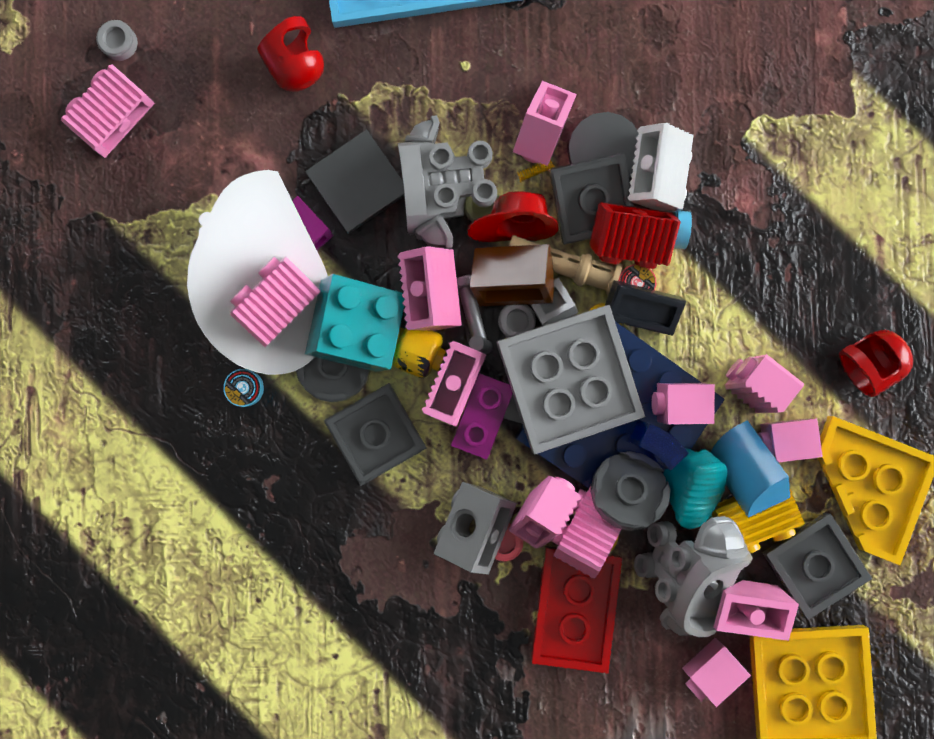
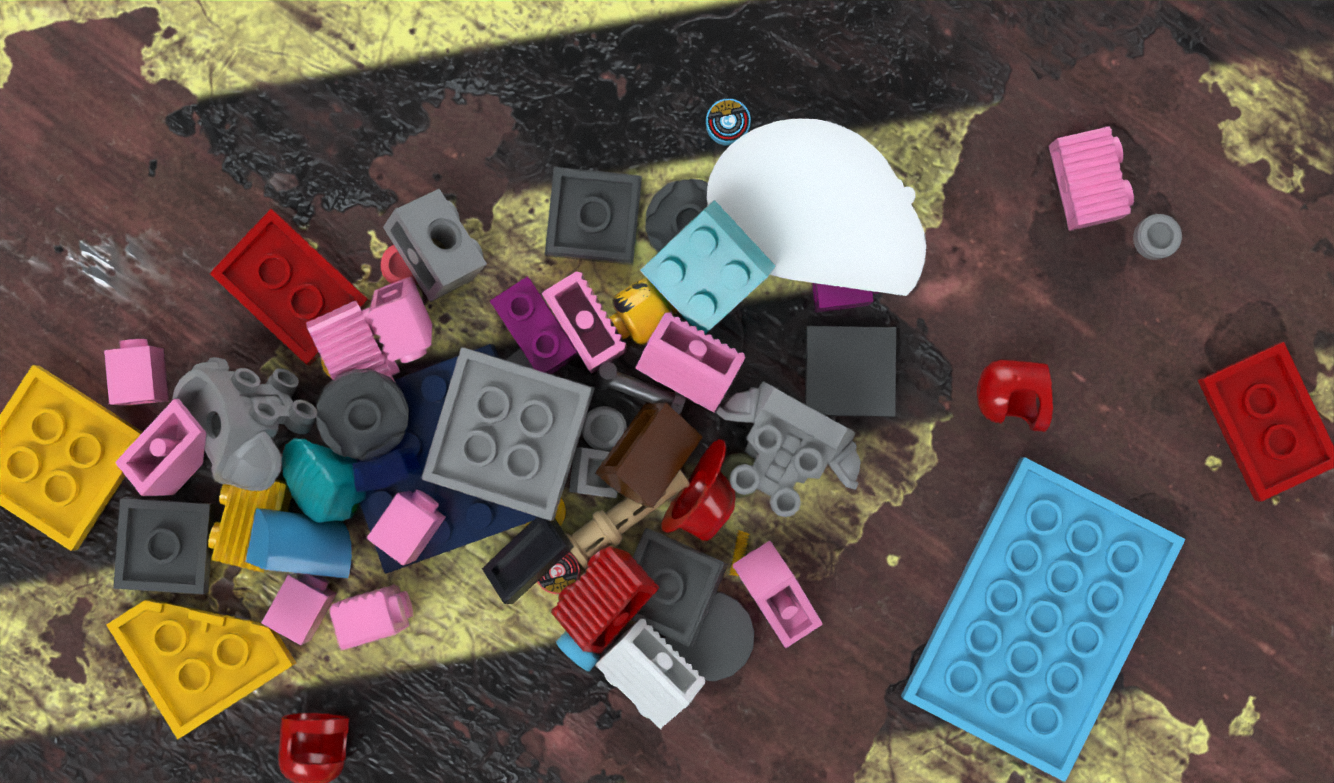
camera: 125 degrees right, 0 degrees up
(273, 300) = (785, 205): bright pink brick -> none

